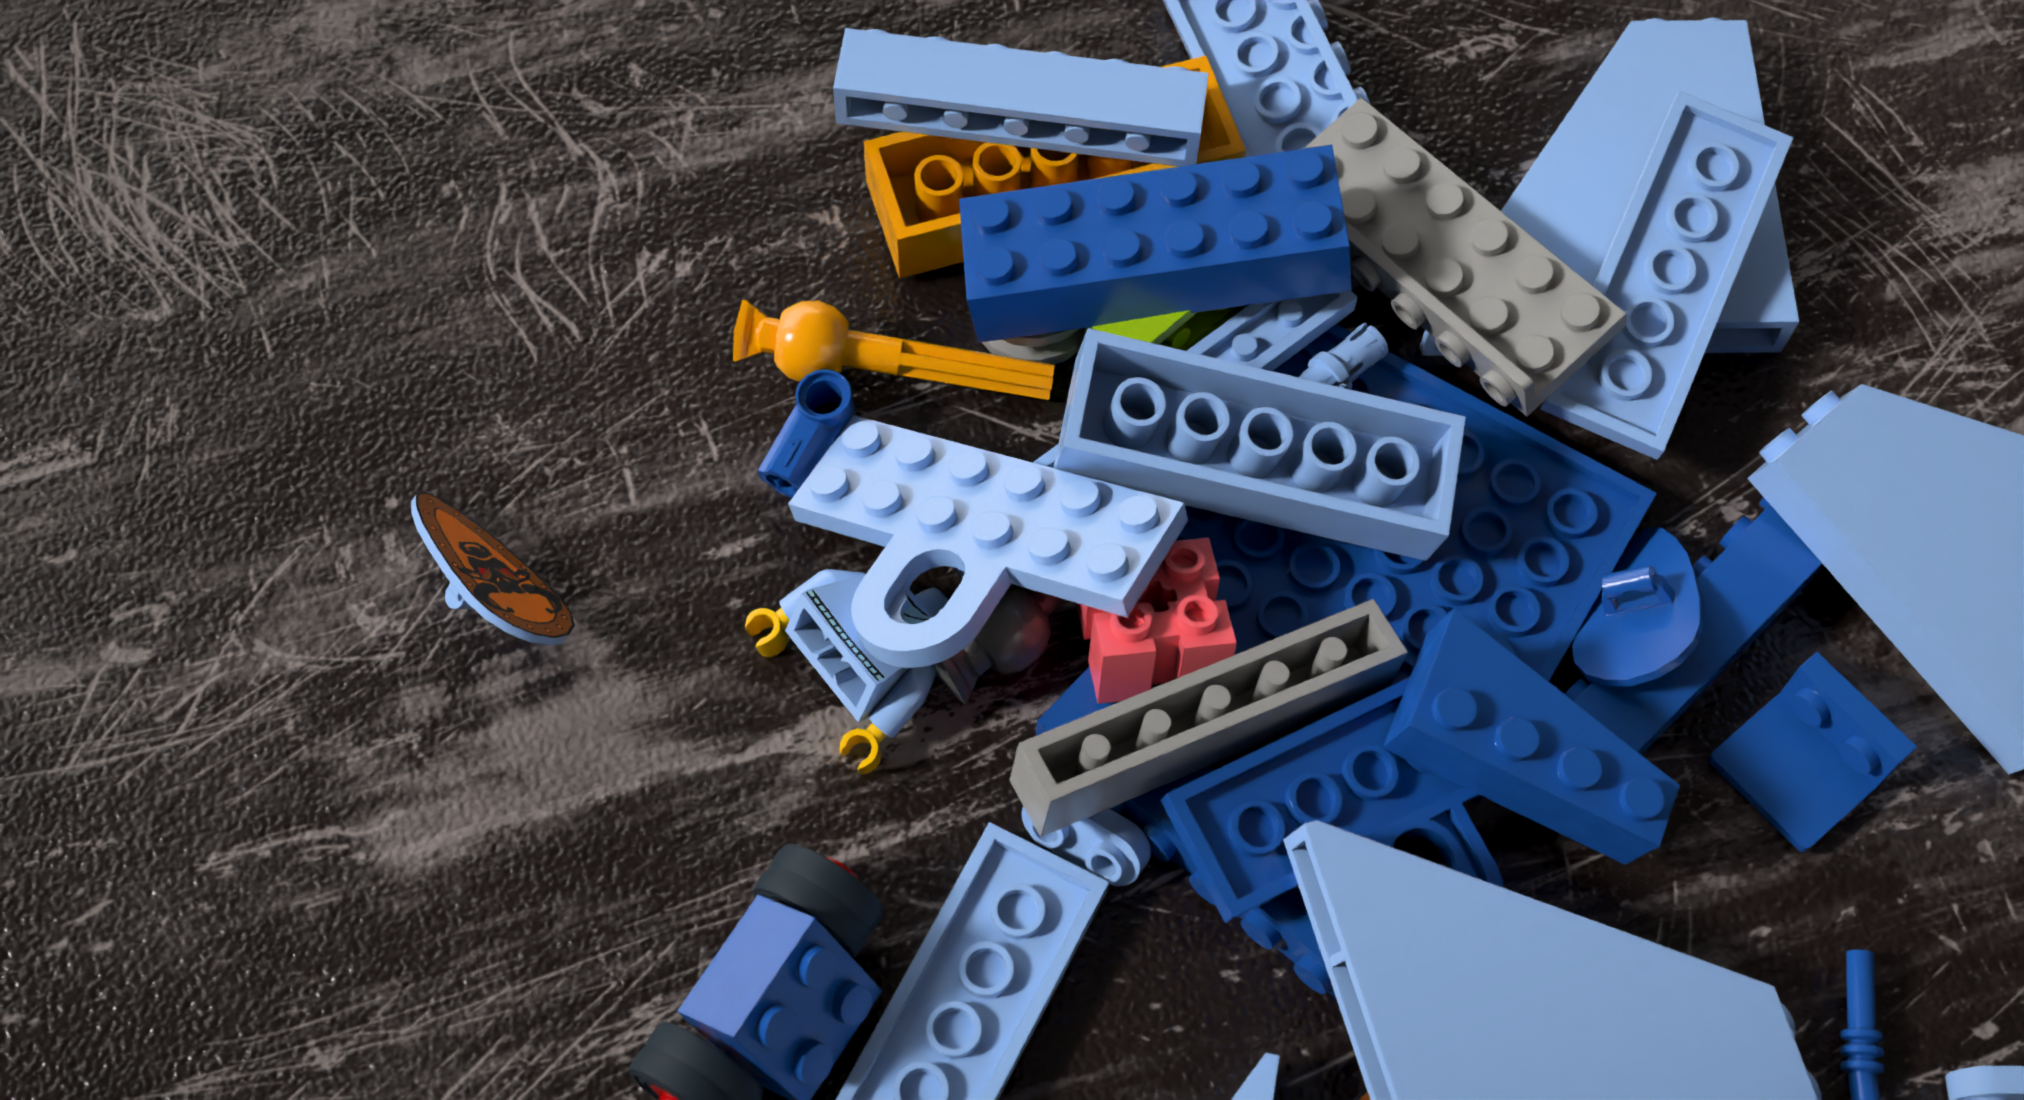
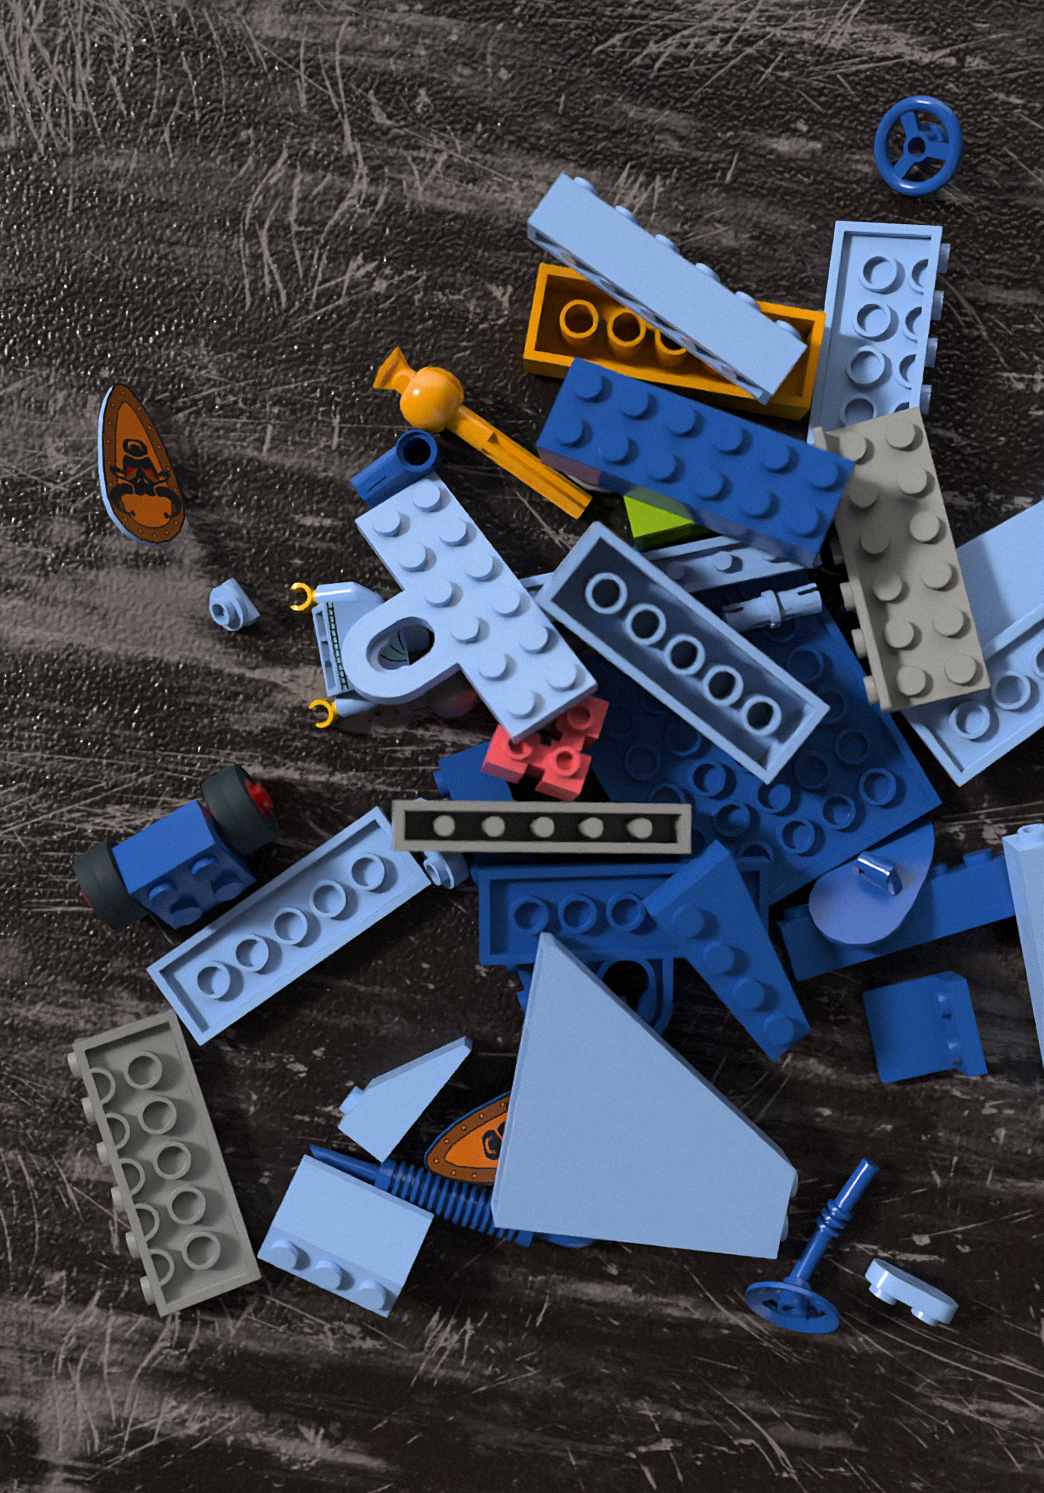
camera: 30 degrees right, 25 degrees up
(681, 683) = (231, 606): none -> light blue plate

